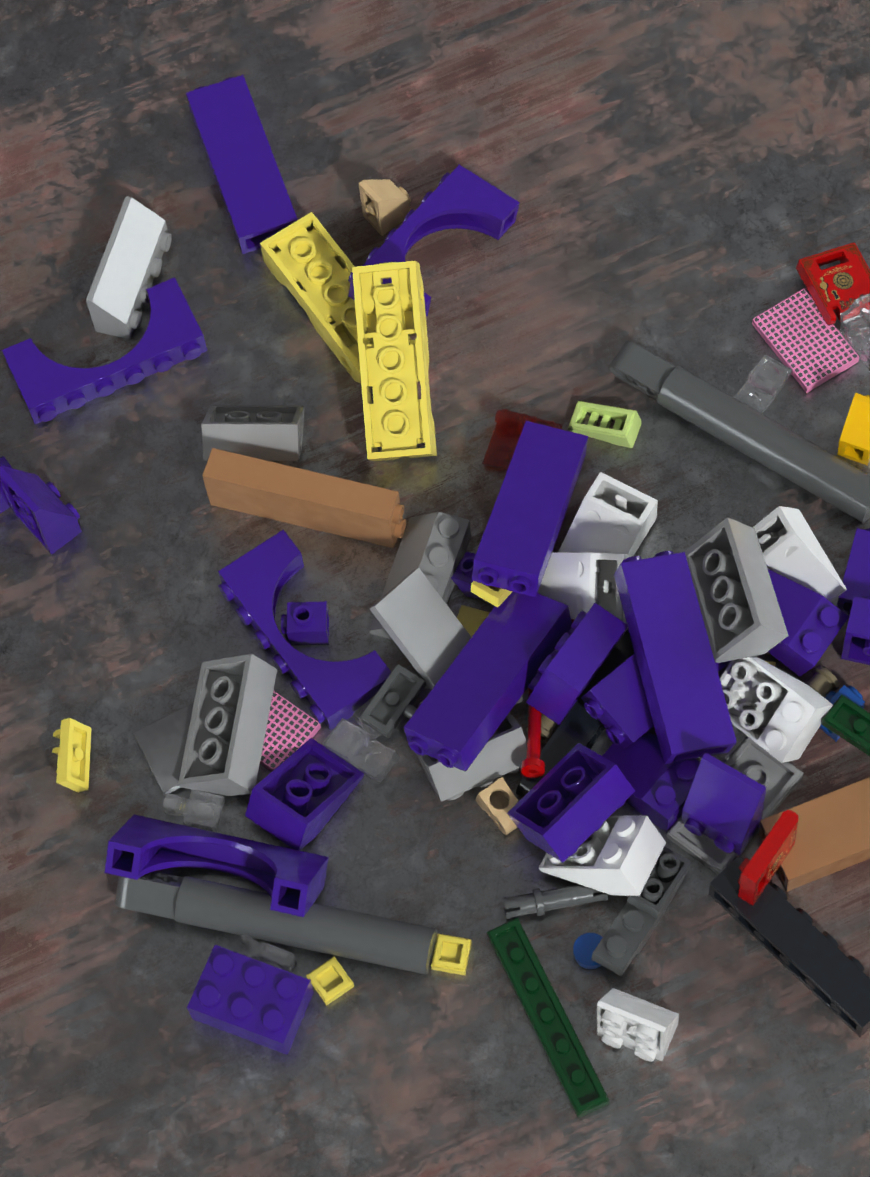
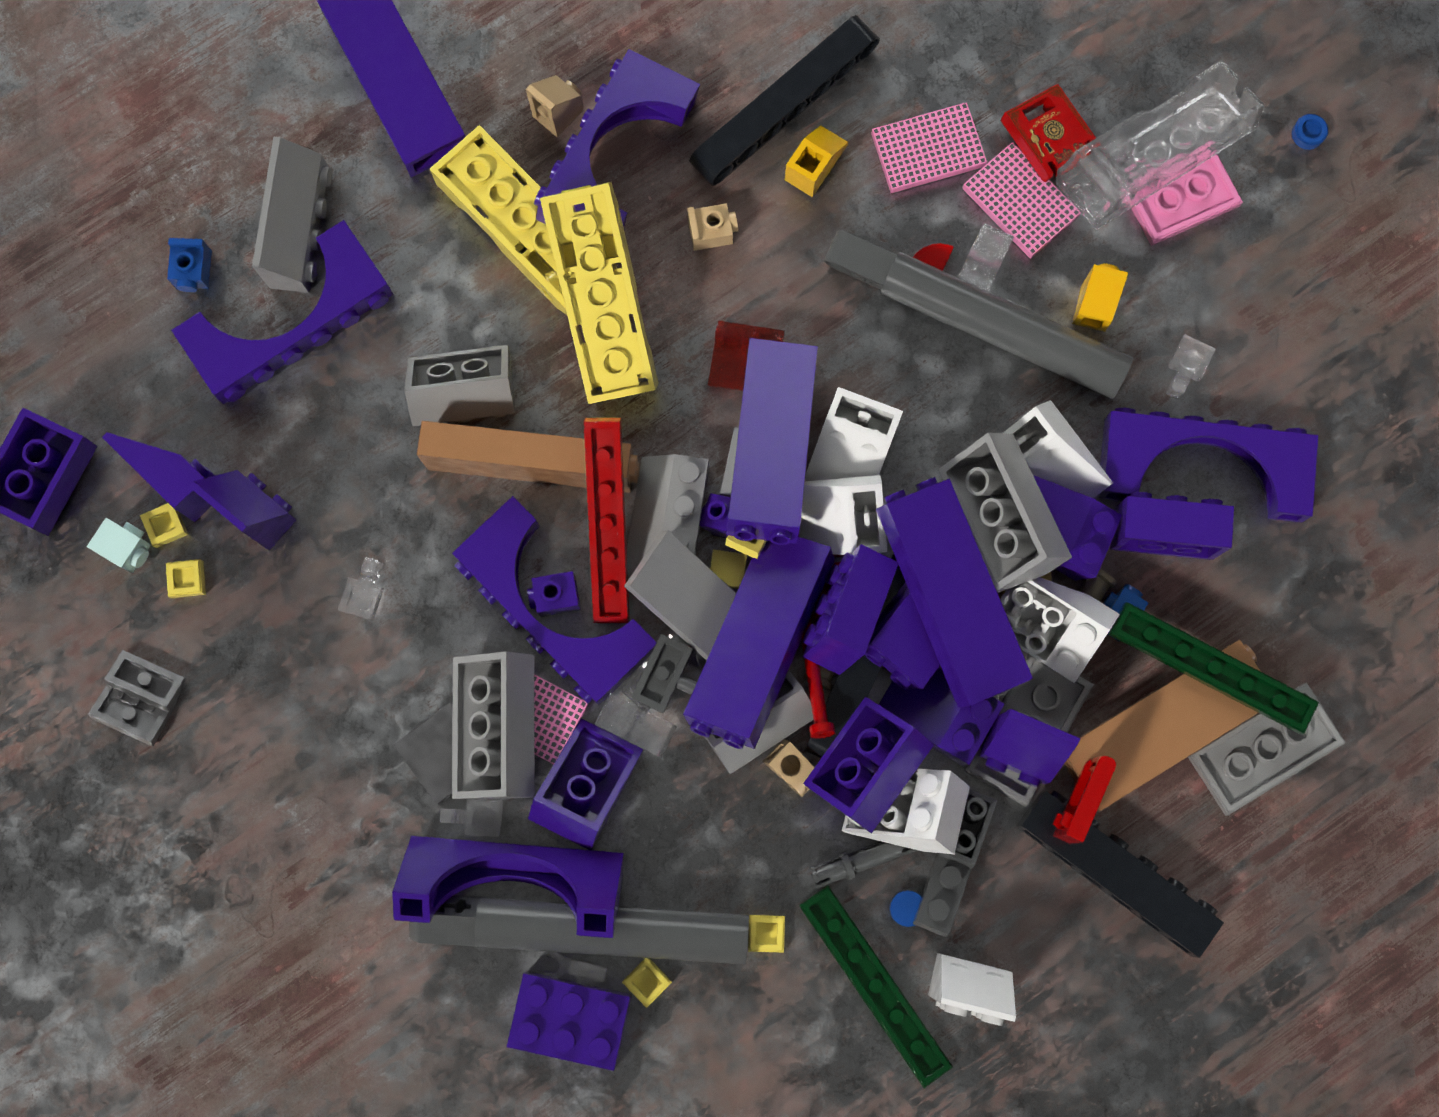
camera: 15 degrees left, 15 degrees up
(28, 299) = (197, 272): none -> blue brick
(73, 755) = (335, 777): light yellow plate -> none
(130, 601) = (362, 595): none -> clear plate
(364, 556) = (606, 519): none -> red plate
(509, 326) = (708, 236): none -> tan brick
(596, 227) = (784, 100): none -> black beam
(614, 280) = (814, 160): none -> yellow slope
(624, 430) = (844, 313): yellowish green slope -> none
(717, 376) = (935, 255): none -> red tile
(725, 284) = (928, 147): none -> bright pink tile

